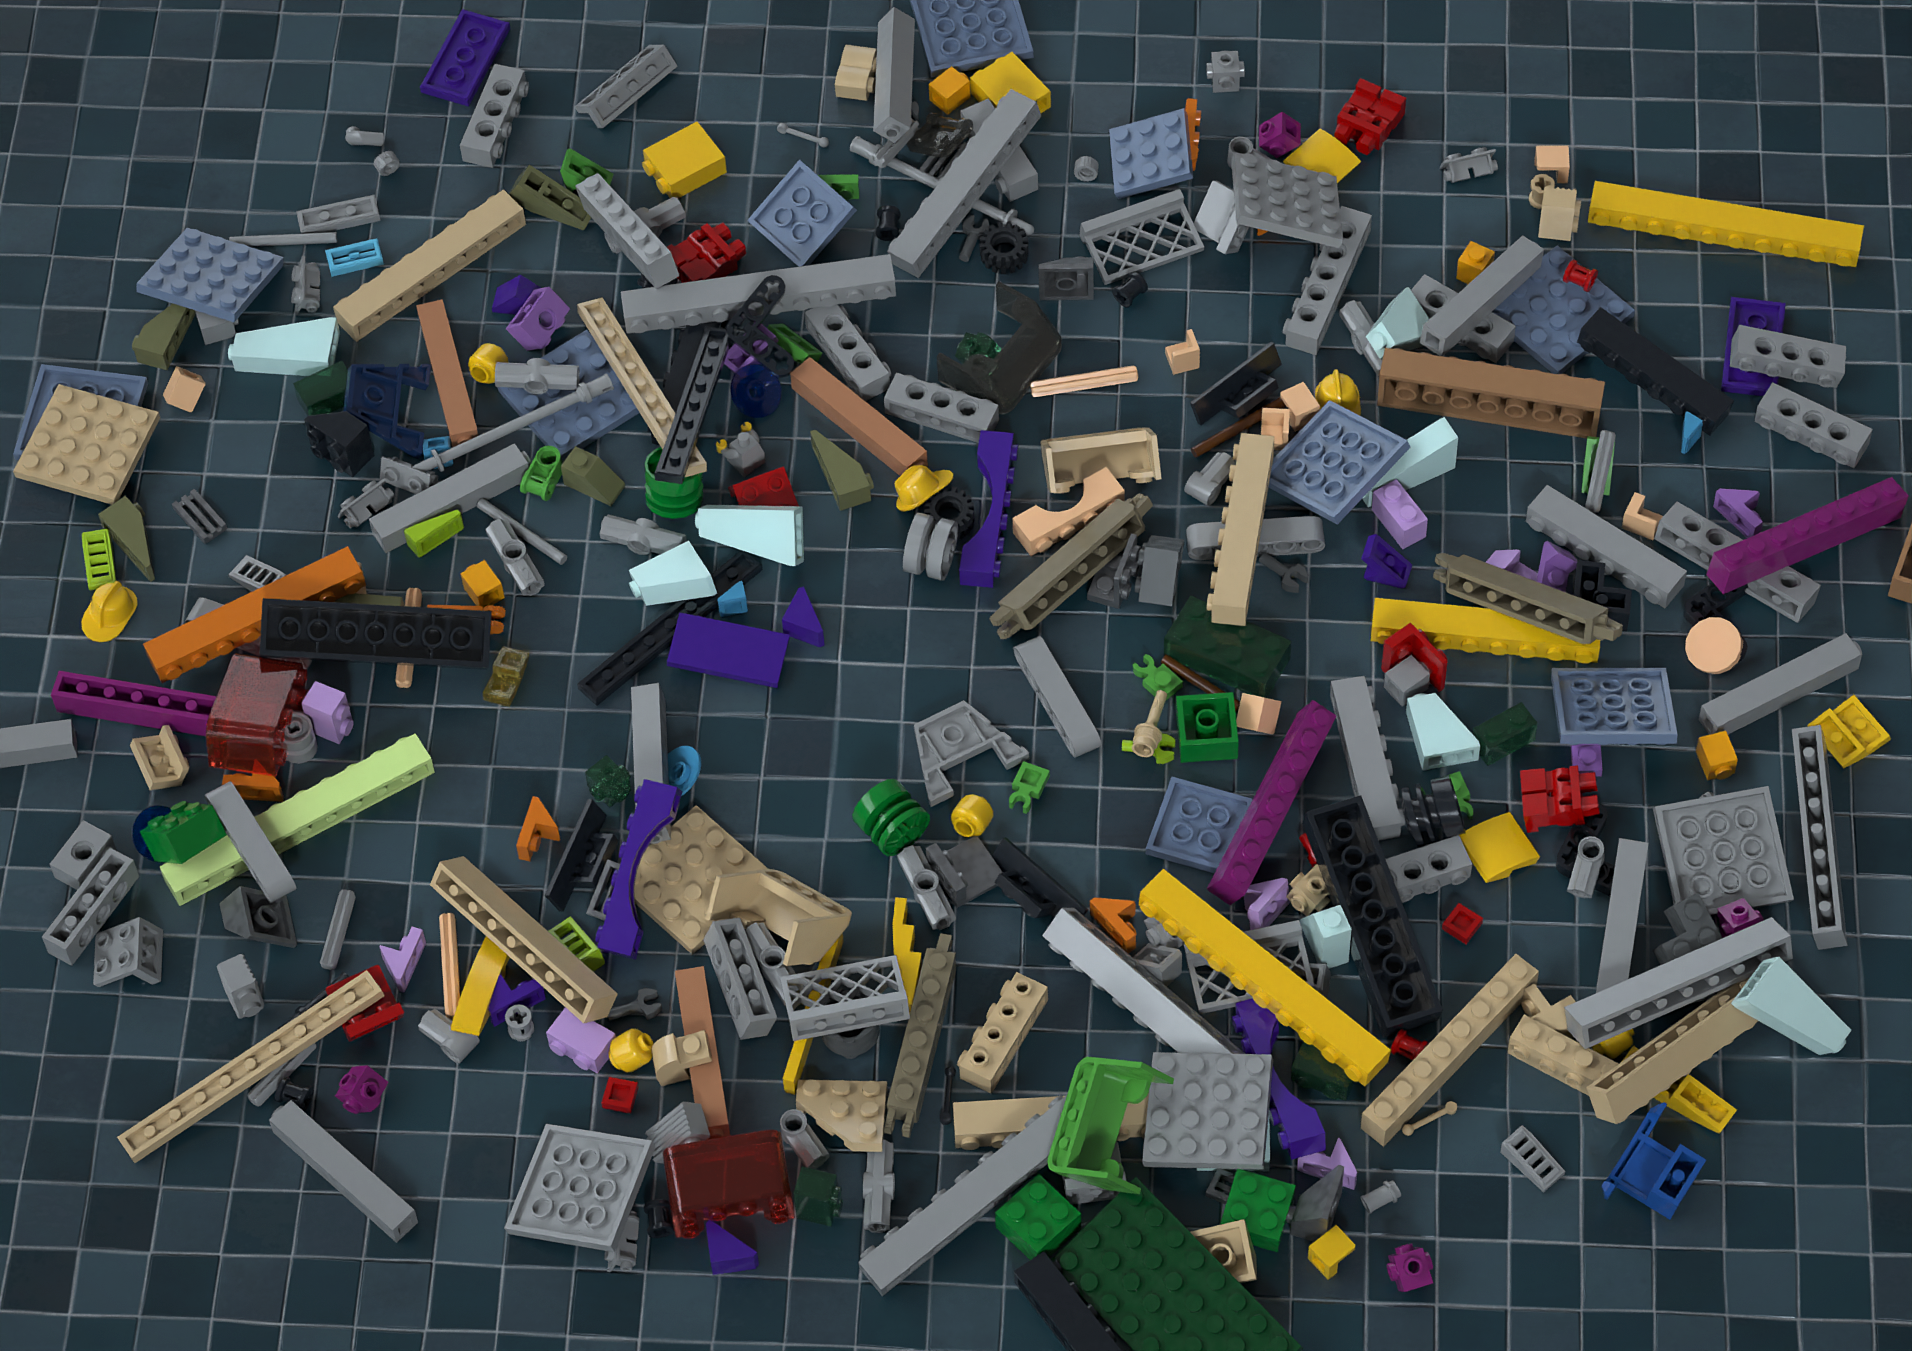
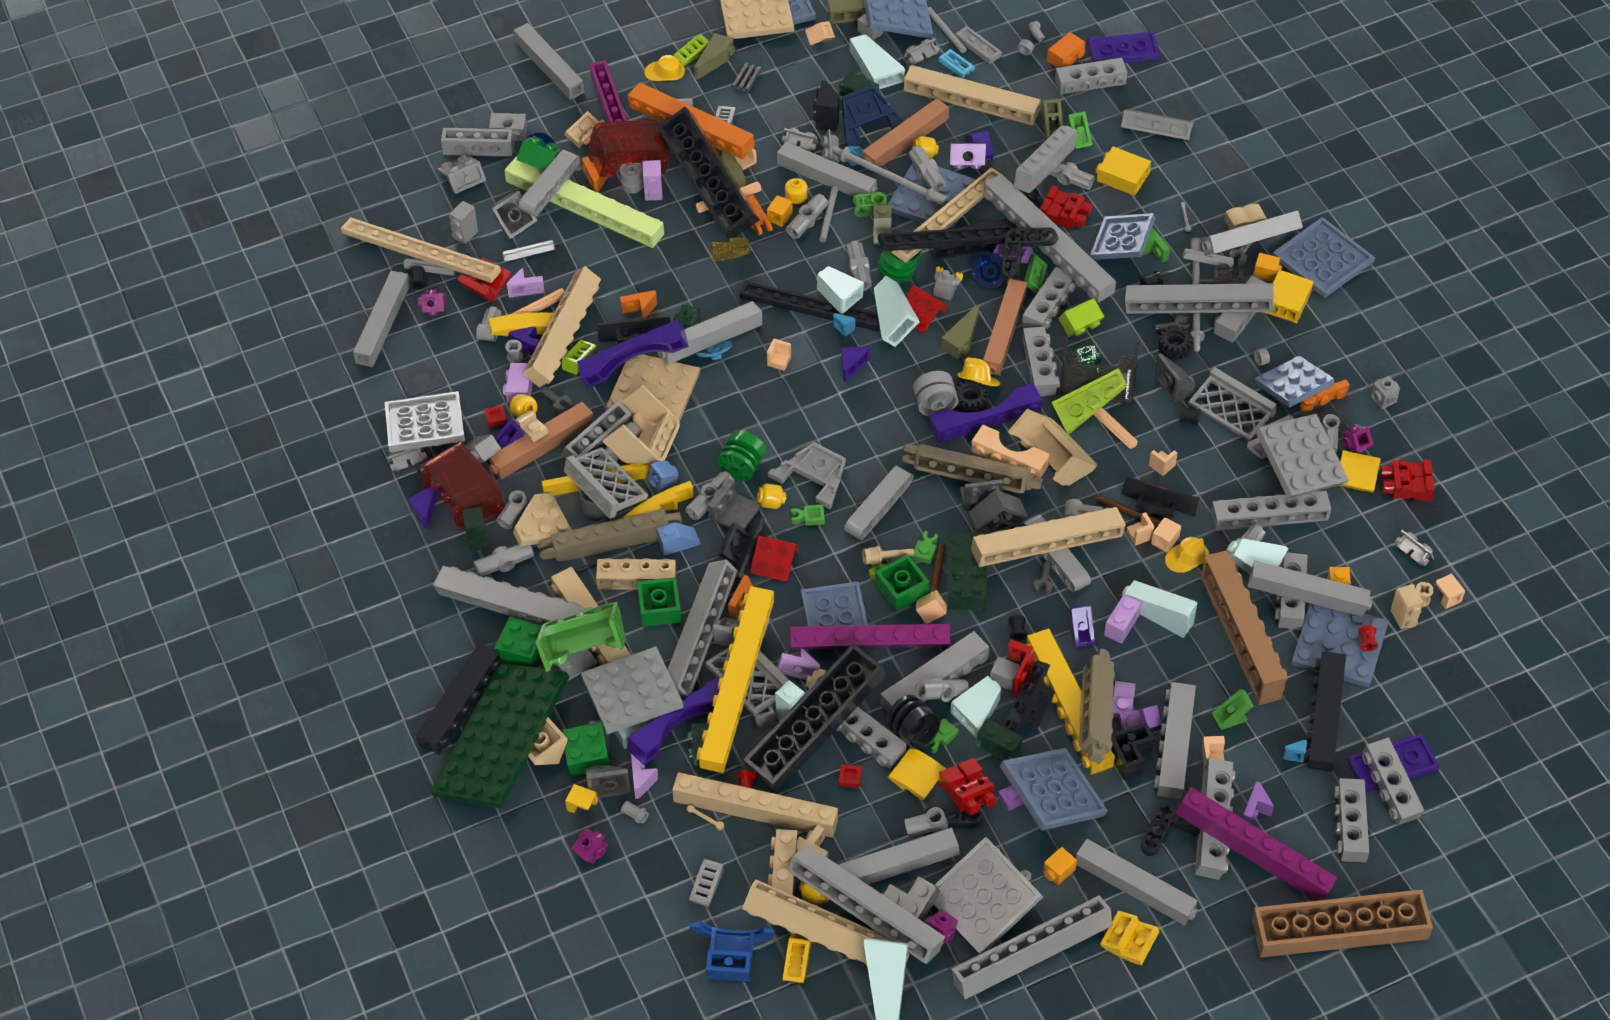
camera: 60 degrees right, 5 degrees down
(433, 120) = (1066, 51): none -> orange brick
(433, 532) = (794, 170): lime slope -> none
(462, 548) = (796, 190): none -> yellow head
(675, 1085) = (509, 433): none -> dark purple slope
(728, 650) = (809, 336): dark purple tile -> none
(736, 700) = (779, 354): none -> light nougat panel
(865, 930) = (662, 475): none -> medium blue slope
(904, 327) = (1081, 317): none -> lime brick
(971, 960) = (676, 537): none -> medium blue slope
(1044, 394) = (1084, 402): none -> lime wing
(1071, 1022) = (659, 602): none -> green brick
(1073, 856) = (773, 558): none -> red bracket
(1335, 461) = (1132, 565): sand blue plate -> none
(1344, 634) = (1017, 627): none -> black bush
(1403, 756) = (940, 689): none -> light grey piece
(1469, 668) = (1032, 699): none -> black bracket
(1600, 471) = (1225, 709): light grey axle -> none
(1714, 645) = (1141, 830): light nougat tile -> none
(1725, 224) = (1476, 708): yellow brick -> none

